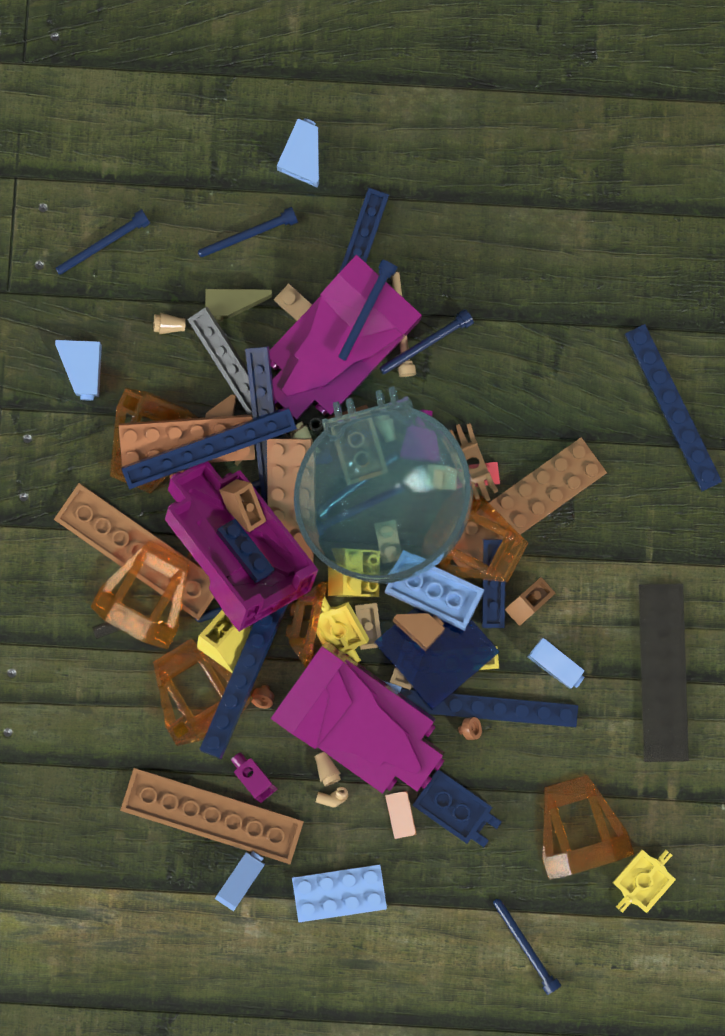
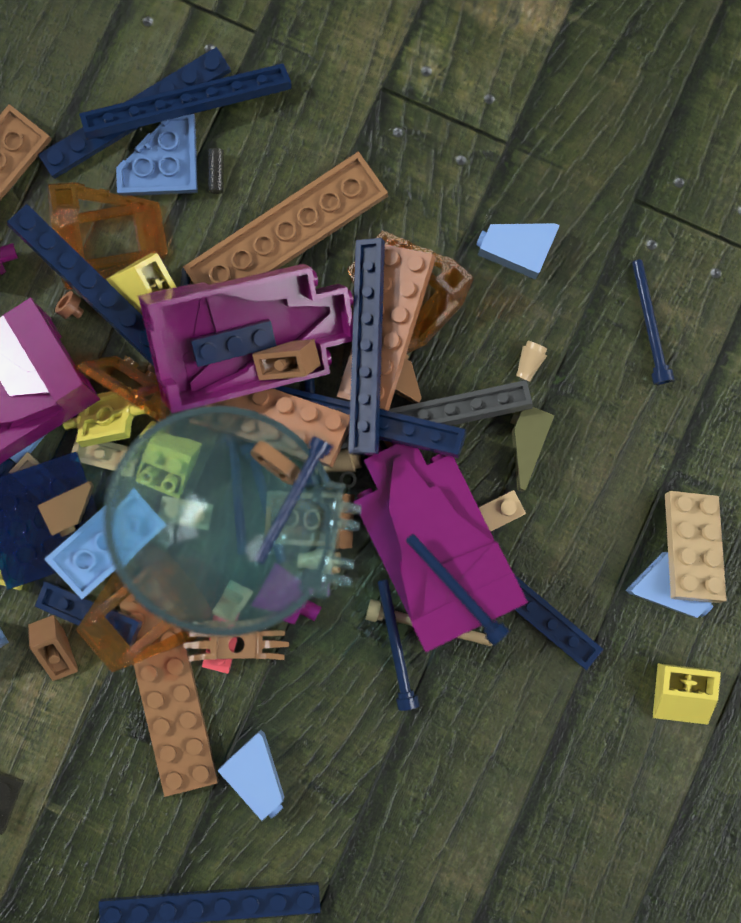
camera: 110 degrees right, 0 degrees up
(66, 669) = (185, 101): none -> dark blue plate
(87, 710) = (77, 149): none -> dark blue plate
(118, 671) = (162, 161): none -> medium blue plate
(145, 629) = (189, 215): clear orange windscreen -> none
(265, 147) = (695, 547): none -> tan plate
(286, 218) = (602, 541): dark blue piece -> none
(304, 447) = (317, 451): none -> dark blue piece
(325, 477) = (275, 462): none -> medium nougat beam
(377, 115) = (685, 693): none -> light yellow slope
(564, 411) = (255, 777): none -> light blue slope

